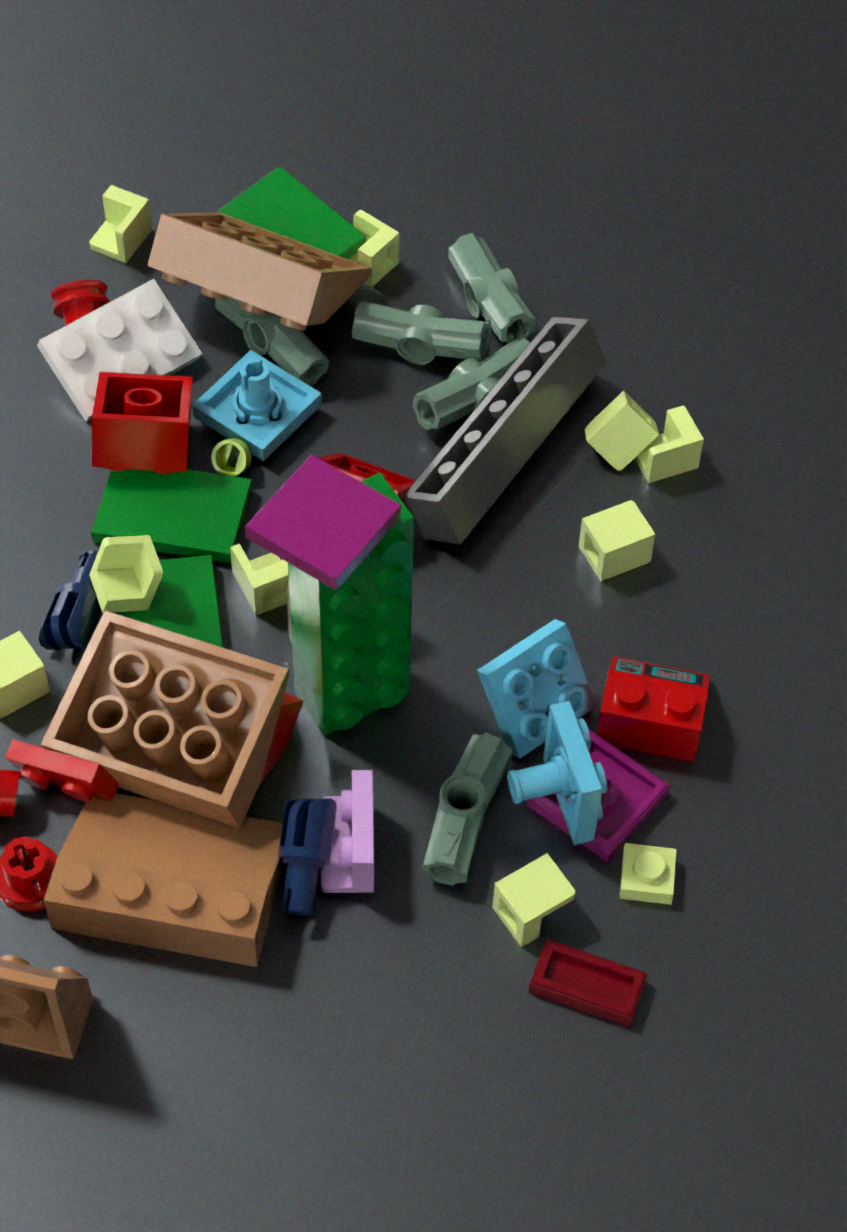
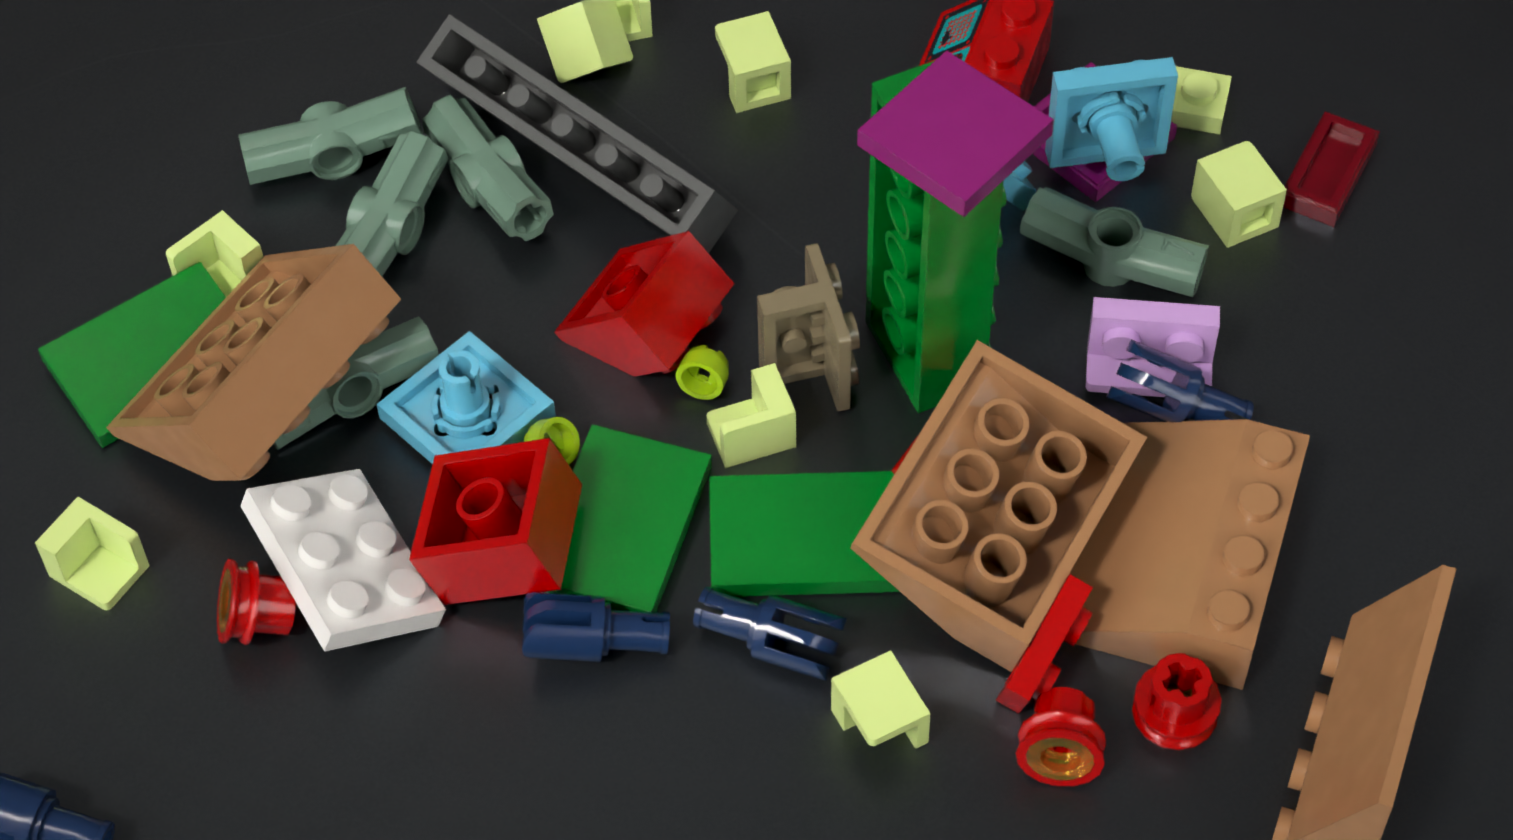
camera: 80 degrees left, 0 degrees up
(73, 500) = (586, 628): none -> dark blue arm
(126, 573) = (759, 546): yellowish green panel -> none

